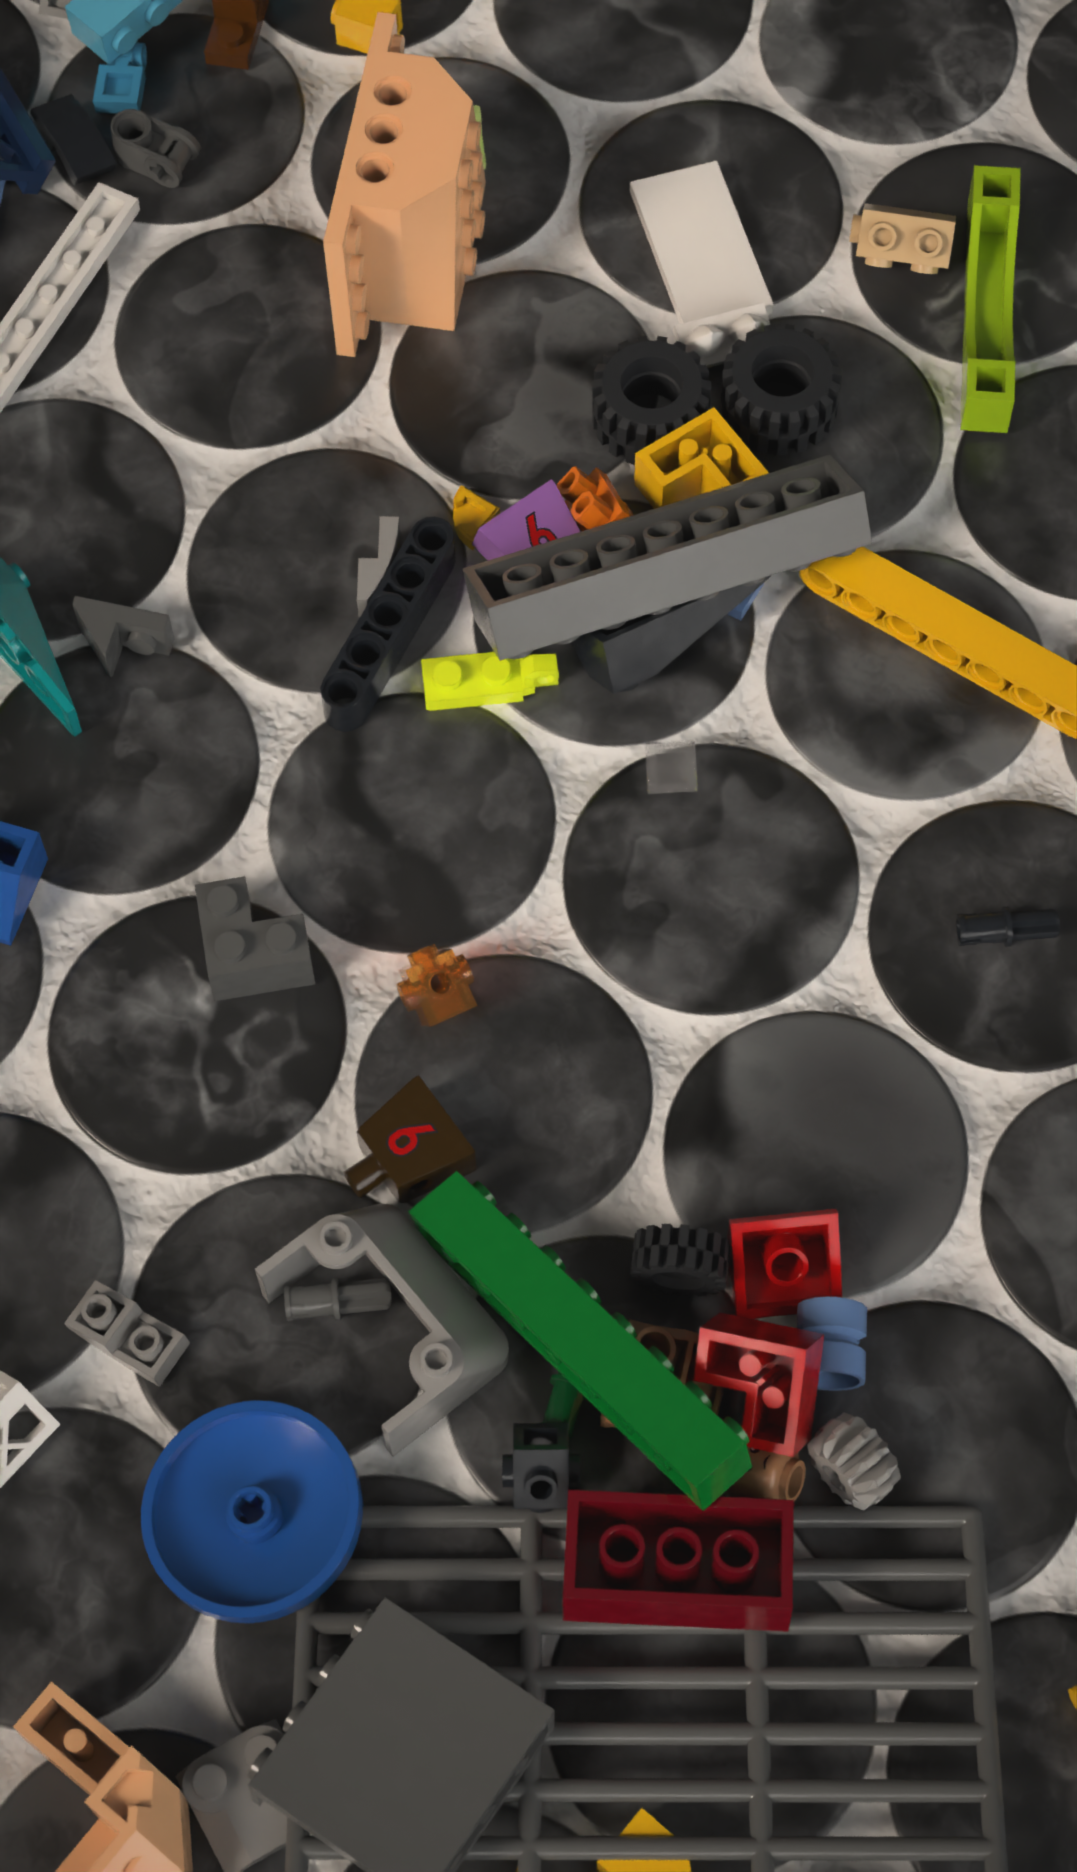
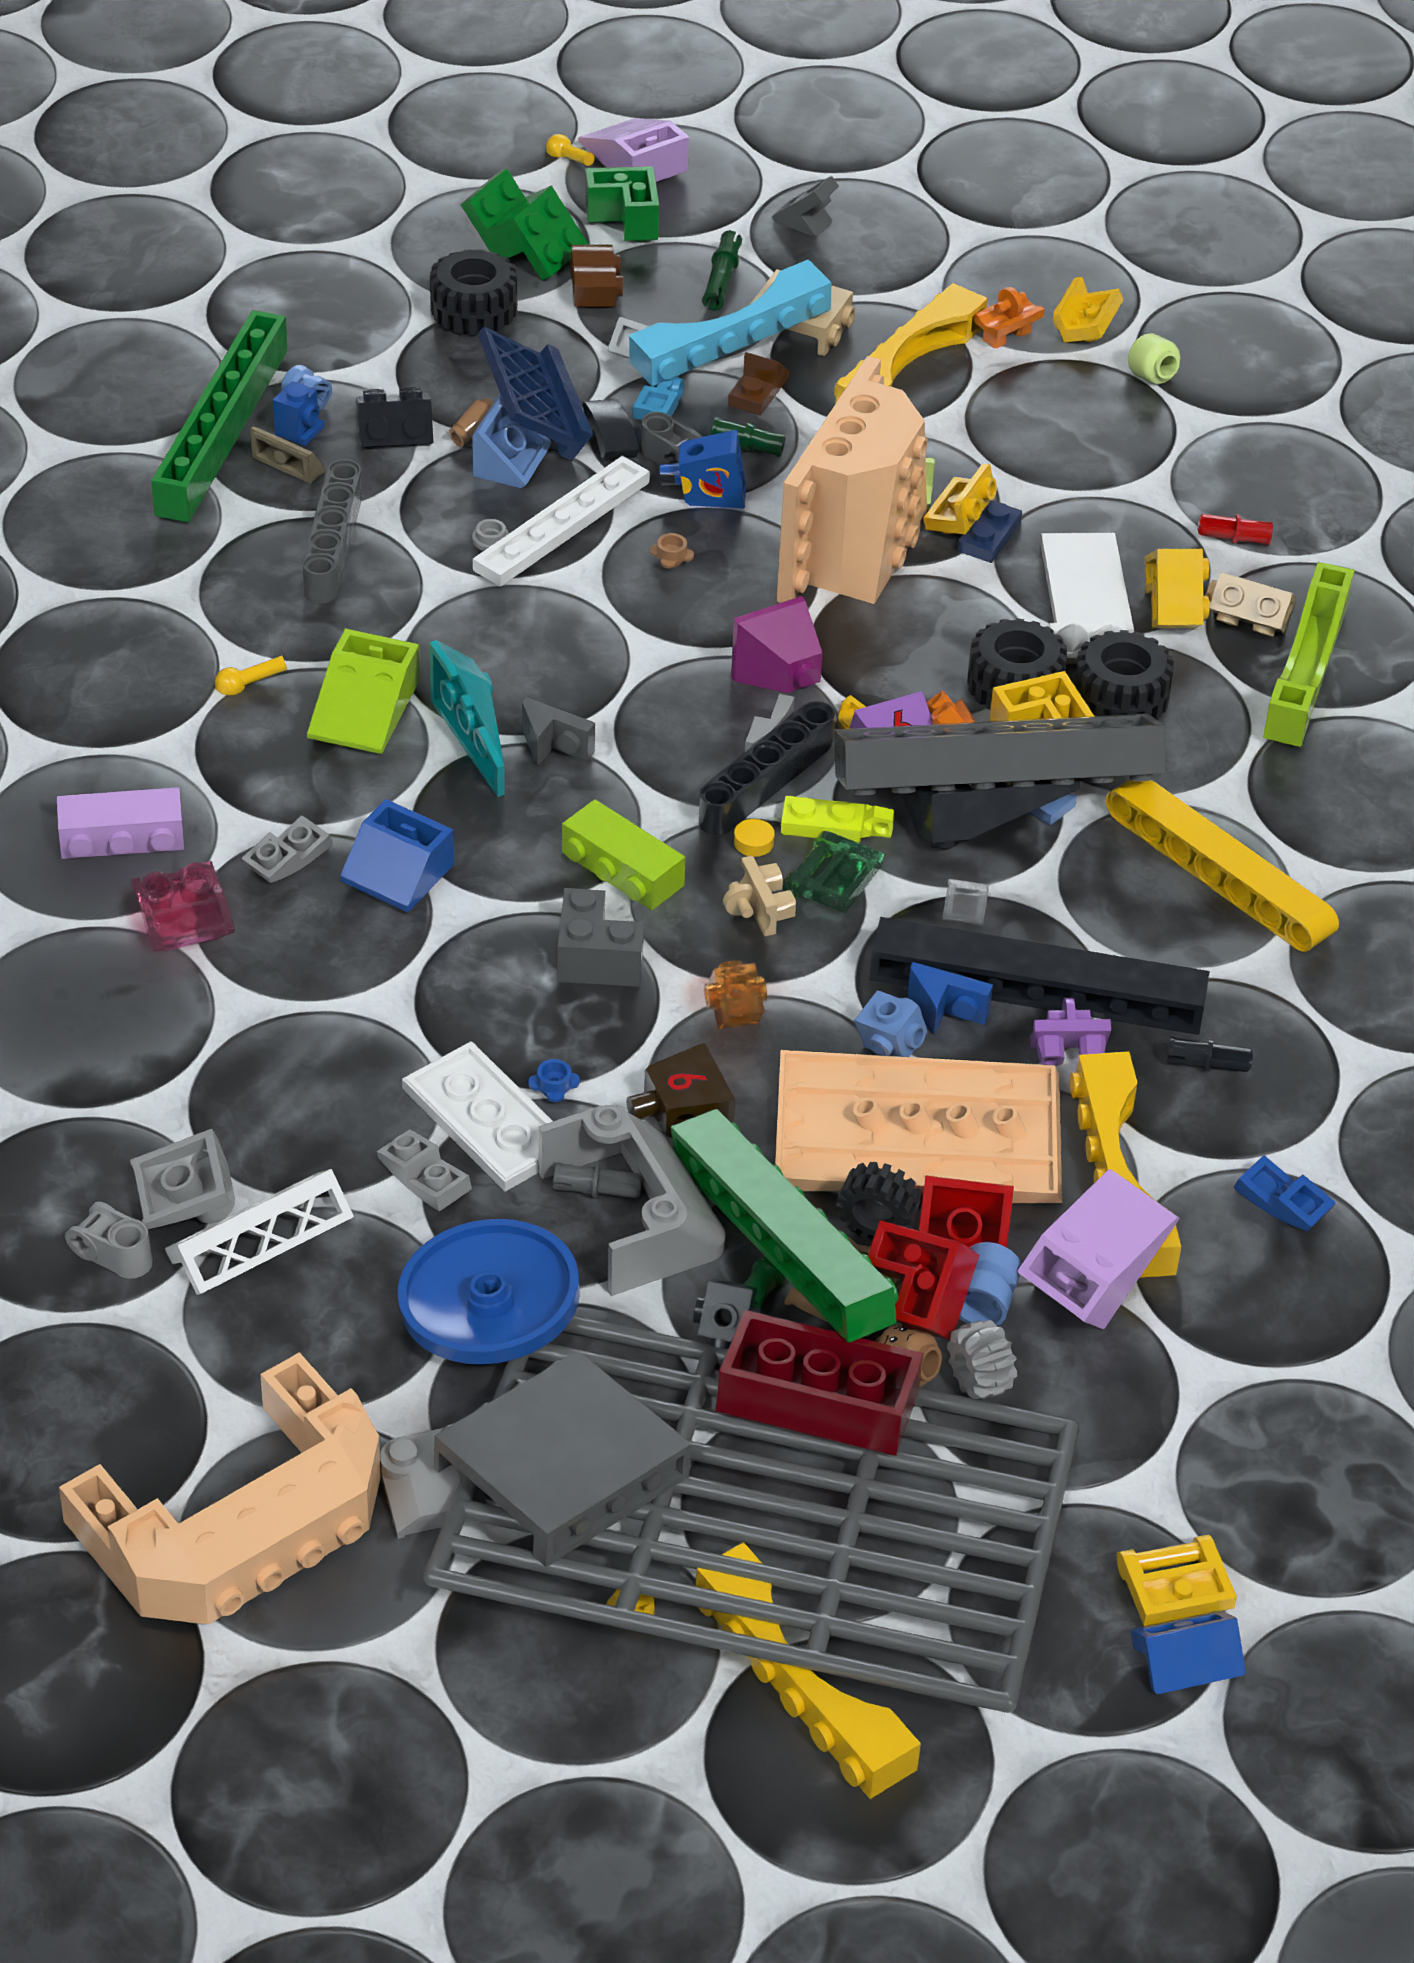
camera: 10 degrees right, 20 degrees down
(178, 1228) = (481, 1113): none -> white tile
(191, 302) = (671, 550): none -> medium nougat plate
(211, 185) = (709, 471): none -> blue torso
(243, 113) = (752, 437): none -> dark green pin
(245, 1145) = (554, 1079): none -> blue plate
(248, 800) = (623, 854): none -> lime brick
(361, 445) = (777, 648): none -> magenta slope
(397, 729) = (754, 837): none -> yellow tile
(418, 804) = (755, 896): none -> tan hips
(519, 764) = (841, 879): none -> clear green plate
(525, 160) = (962, 502): none -> yellow bracket
(567, 189) = (990, 531): none -> dark blue plate
(632, 987) = (891, 1025): none -> medium blue brick
(657, 1127) = (920, 1118): none -> light nougat piece
(670, 915) = (948, 993): none -> blue slope
(785, 860) = (1046, 974): none -> black brick
(814, 236) = (1177, 587): none -> yellow brick
(858, 120) = (1235, 528): none -> red axle
(865, 940) = (1068, 1030): none -> medium lavender hips
(955, 1273) = (1099, 1248): none -> lavender slope
(991, 1211) = (1106, 1099): none -> yellow arch

